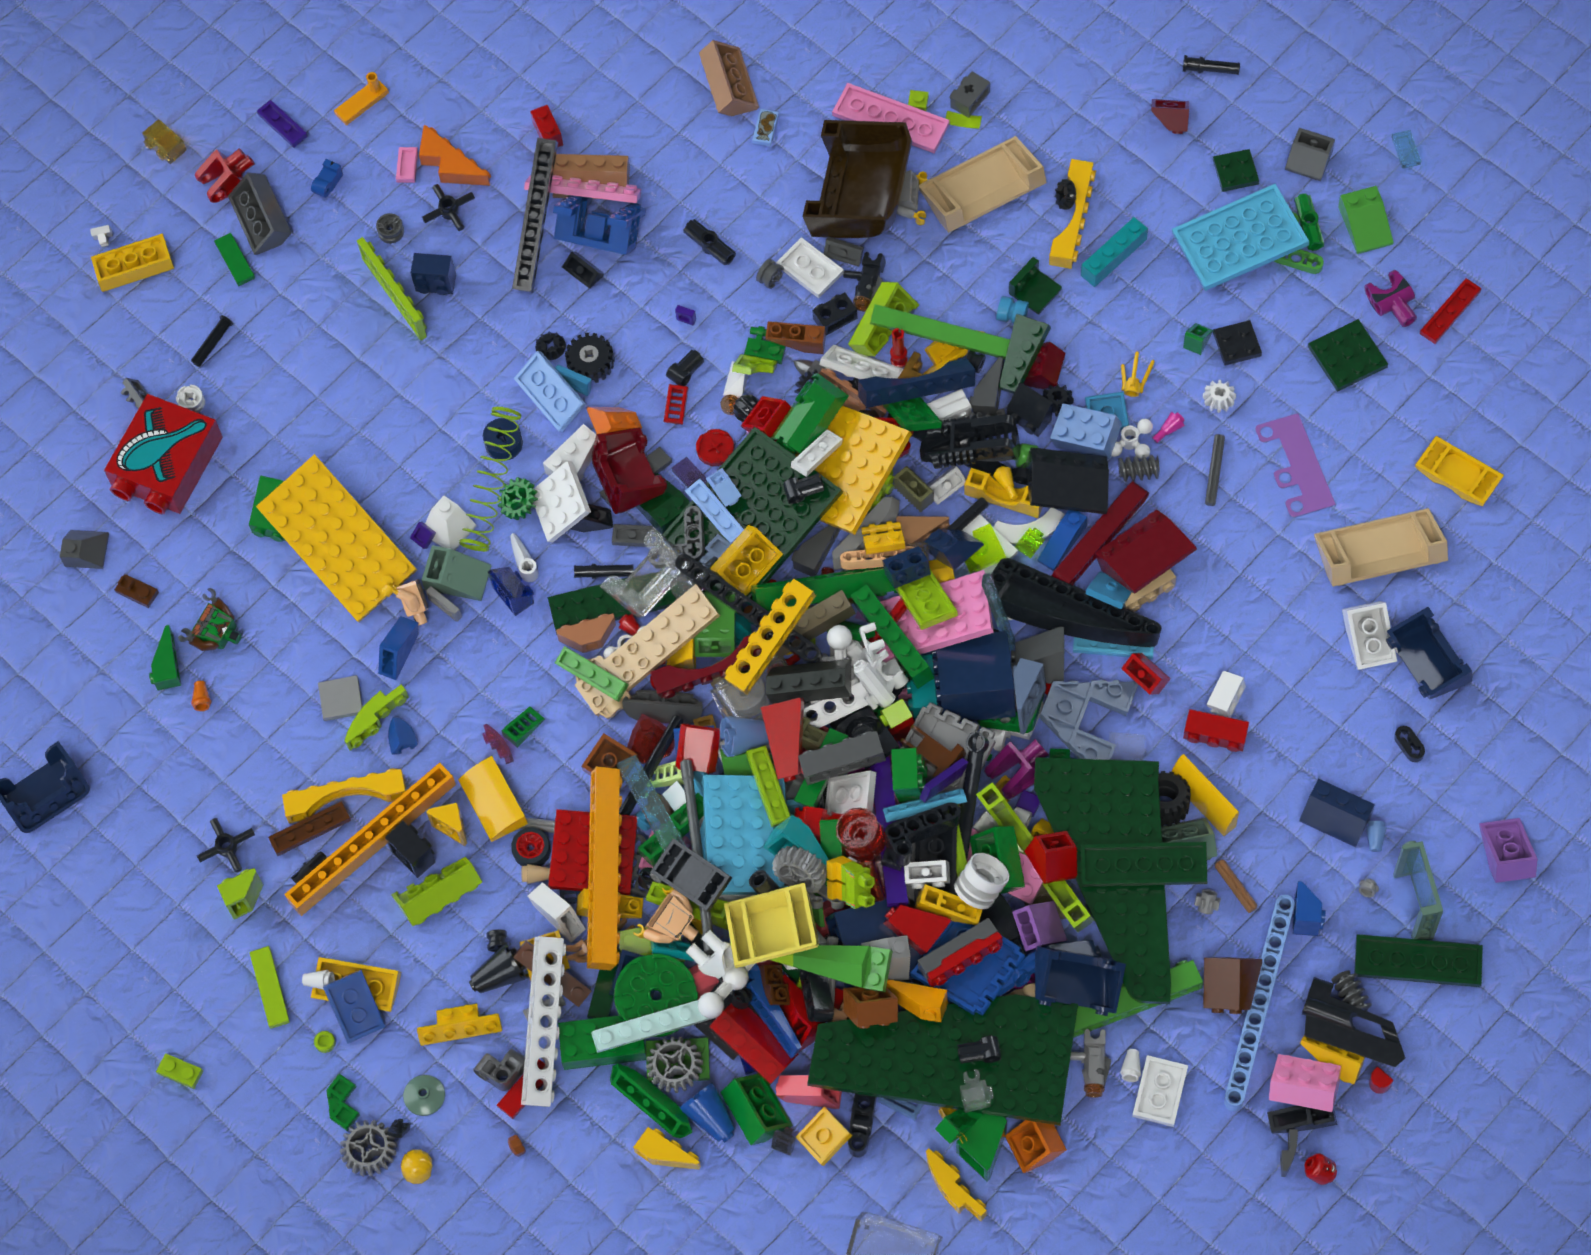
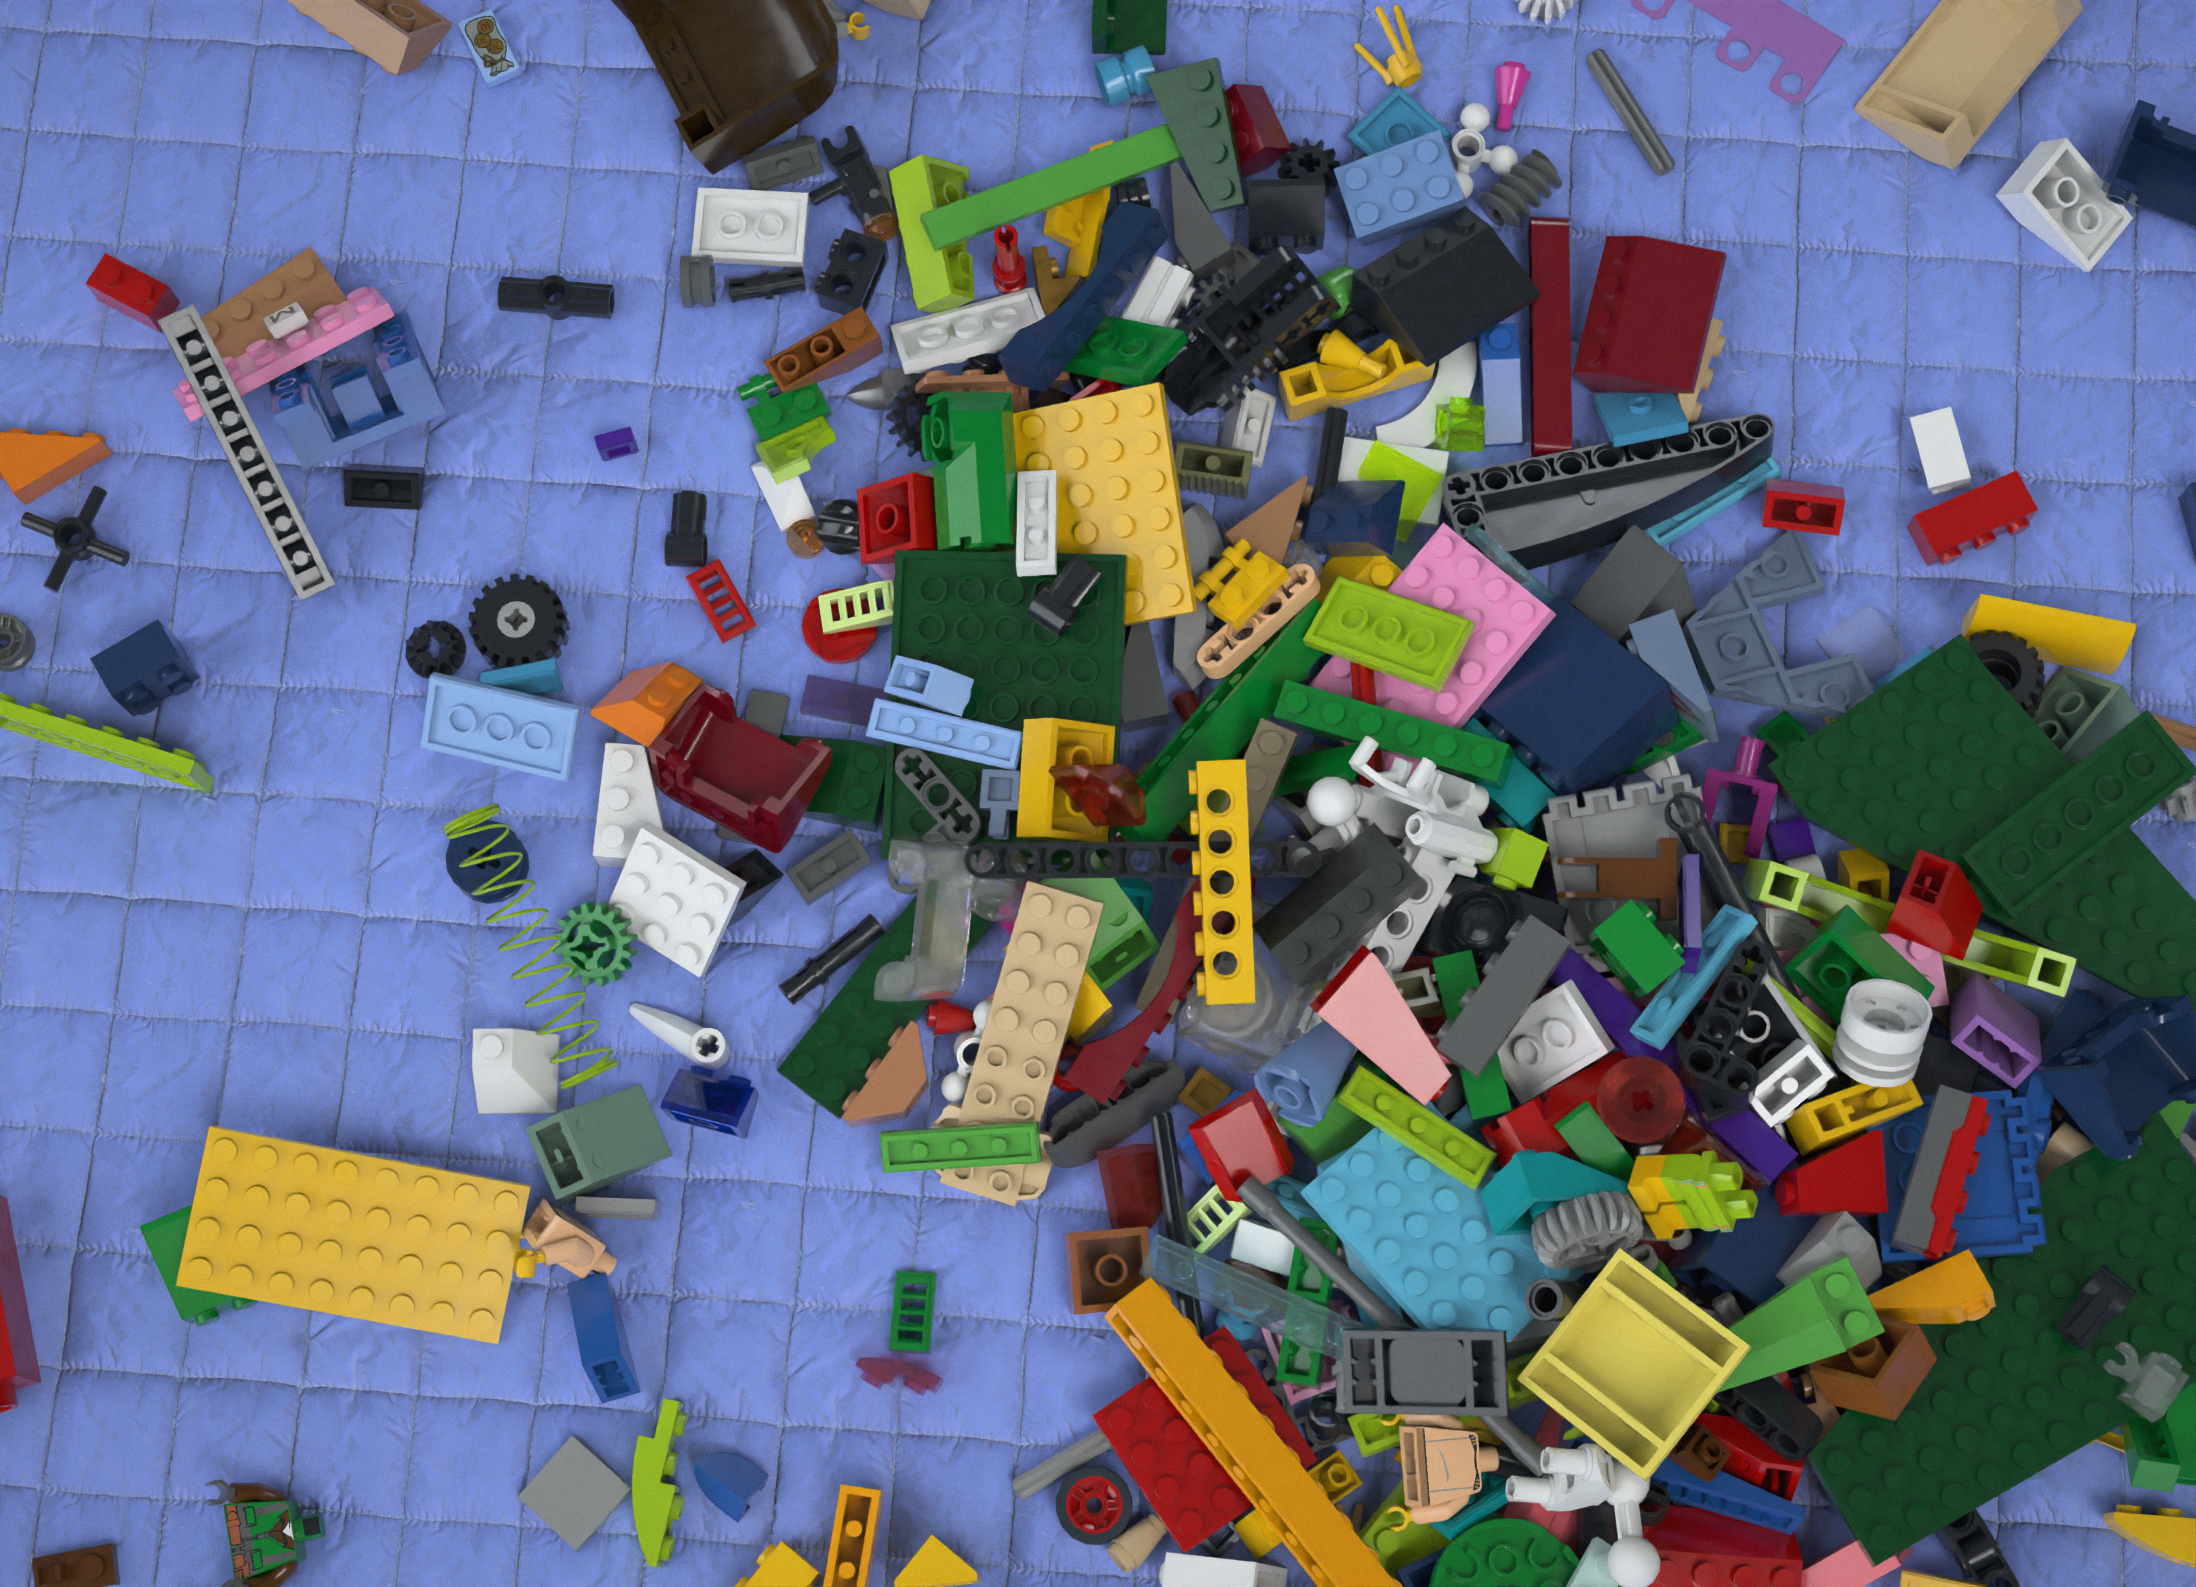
camera: 40 degrees left, 10 degrees up
(422, 535) = (487, 1118): dark purple tile -> none
(492, 799) = (968, 1475): yellow slope -> none
(594, 177) = (286, 320): none -> white tile
(736, 440) = (856, 594): none -> yellowish green slope
(754, 571) = (1103, 793): none -> clear red slope
(798, 295) = (767, 284): none -> black pin
(906, 567) = (1317, 603): dark blue brick -> none

